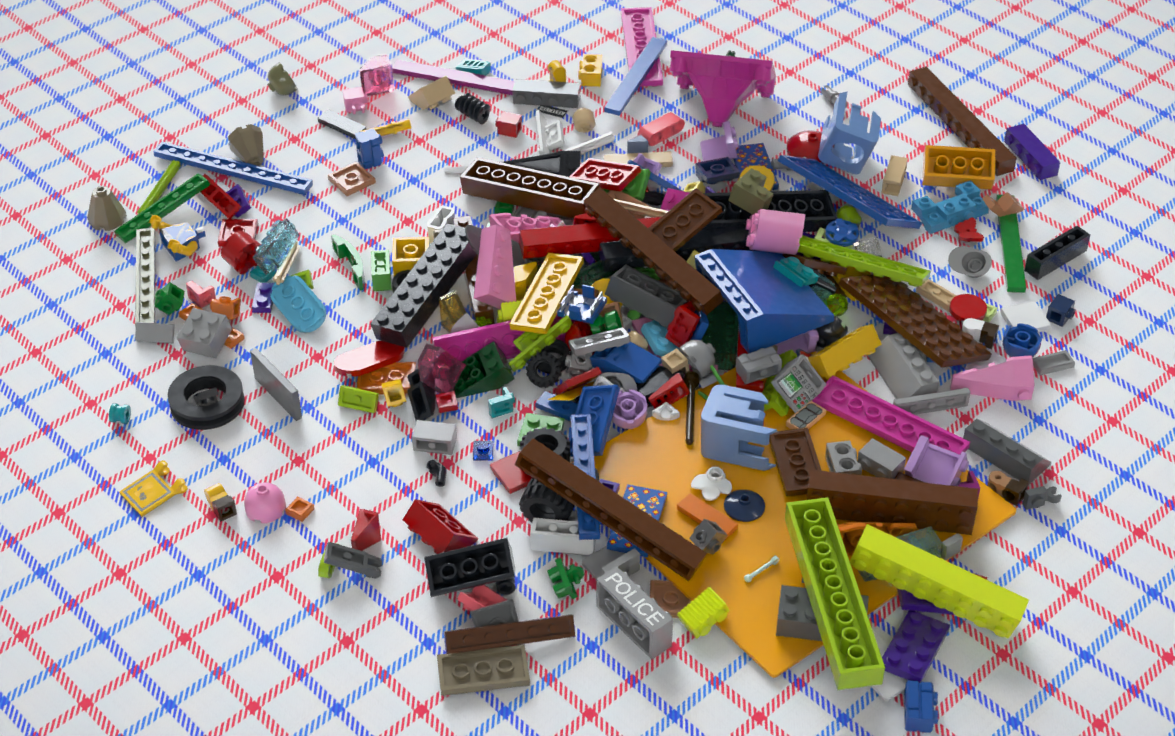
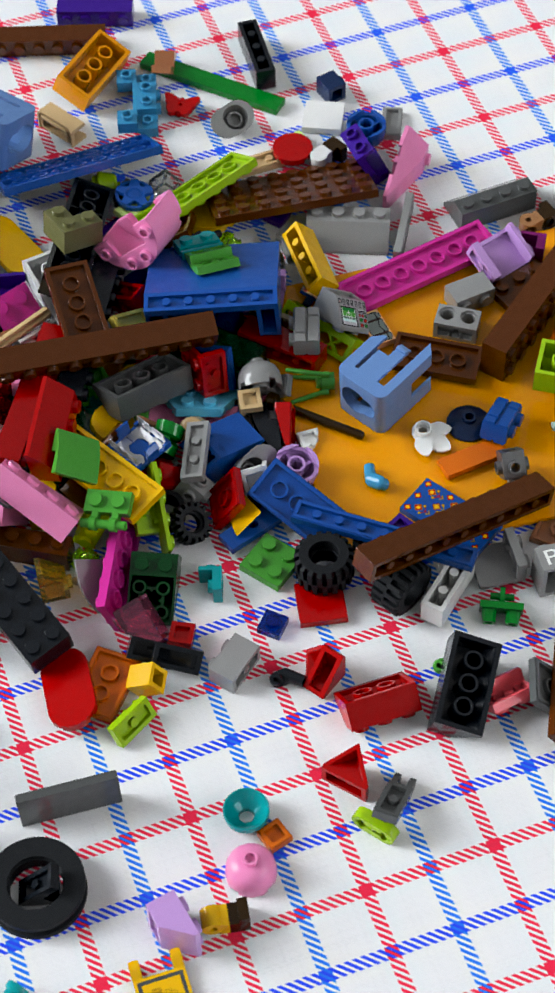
camera: 65 degrees left, 10 degrees up
(198, 469) = (173, 925): none -> lavender slope
(306, 478) = (246, 800): none -> teal piece
(453, 490) = (323, 669): none -> red slope
(513, 304) = (107, 503): none -> bright green plate
(539, 268) = (76, 457): none -> bright green slope
(555, 247) = (54, 409): none -> red slope
(649, 459) = (373, 479): none -> dark azure arm
(750, 517) = (501, 421): none -> blue brick
(777, 278) = (212, 259): none -> bright green slope
(983, 344) = (365, 154): none -> dark purple panel

